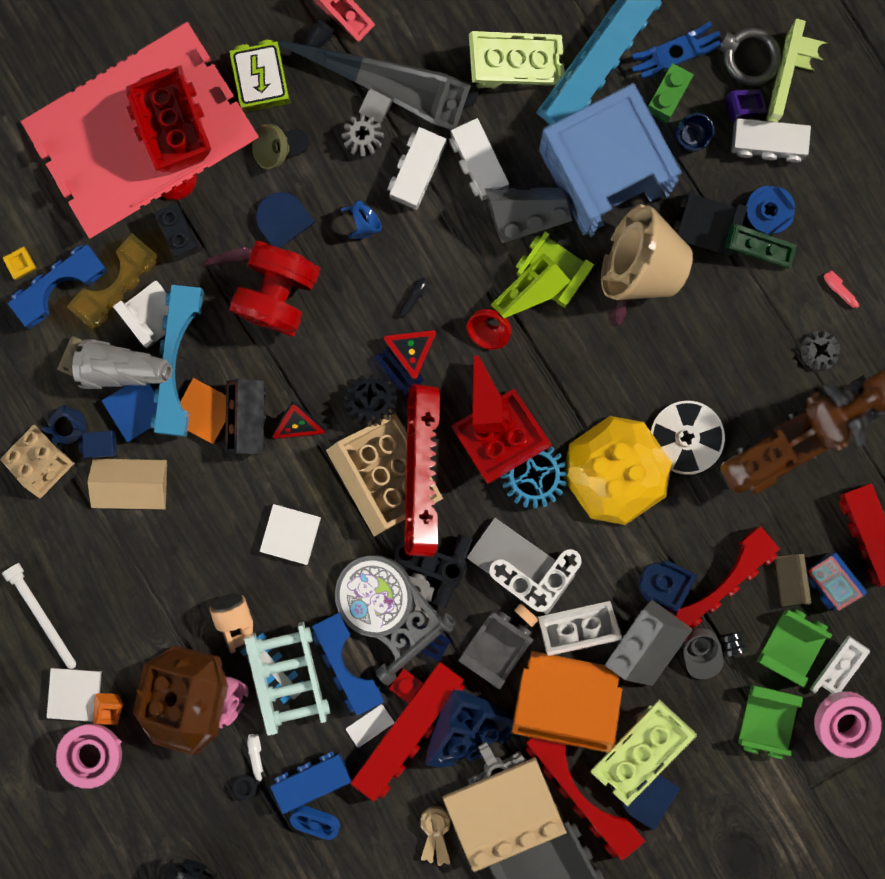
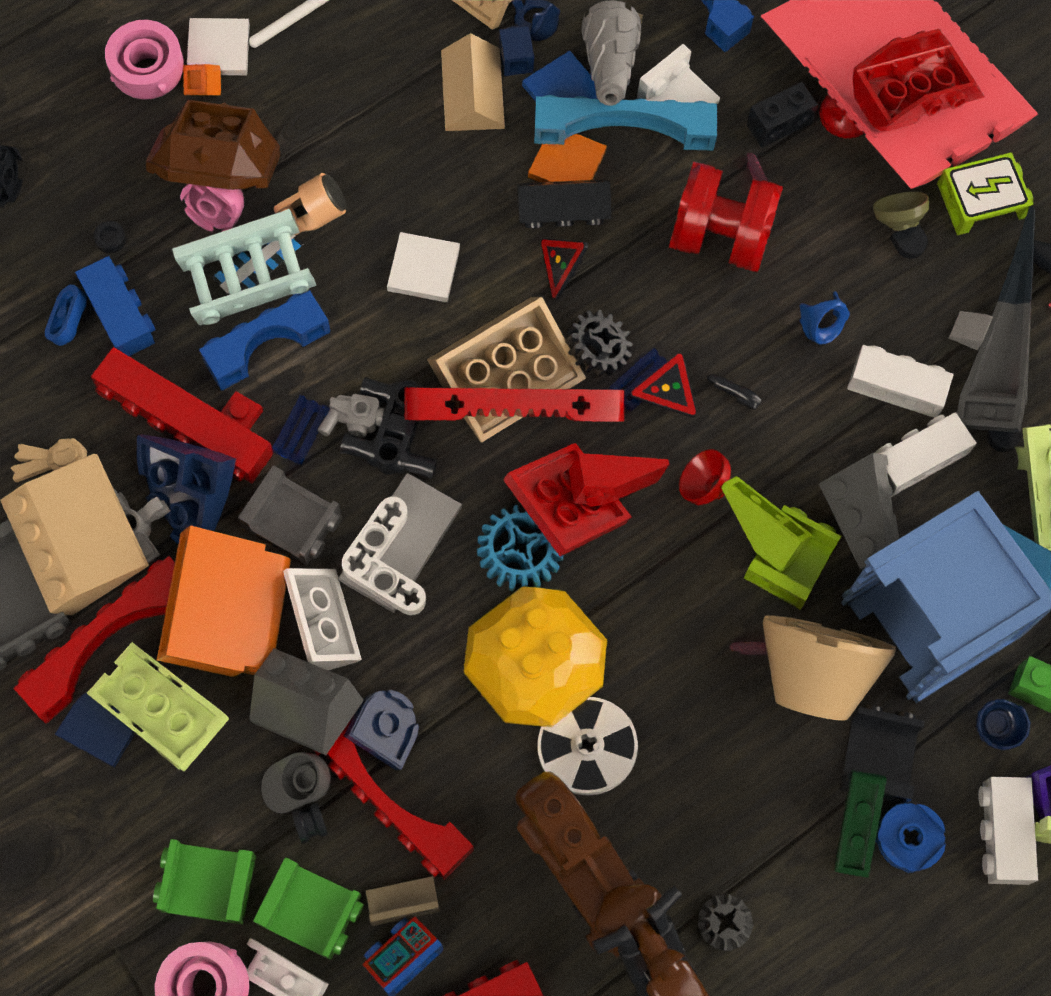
camera: 80 degrees right, 15 degrees down
(94, 305) = (740, 71): clear yellow arch -> none
(254, 748) = (159, 244): white piece -> none
(282, 218) = (813, 233): dark blue tile -> none
(355, 130) = (931, 314): light grey gear -> none
(370, 725) = (188, 374): white sticker -> none
(378, 600) = (338, 368): piece -> none
(524, 613) = (335, 550): light nougat tile -> none
(835, 284) = (820, 938): coral piece -> none

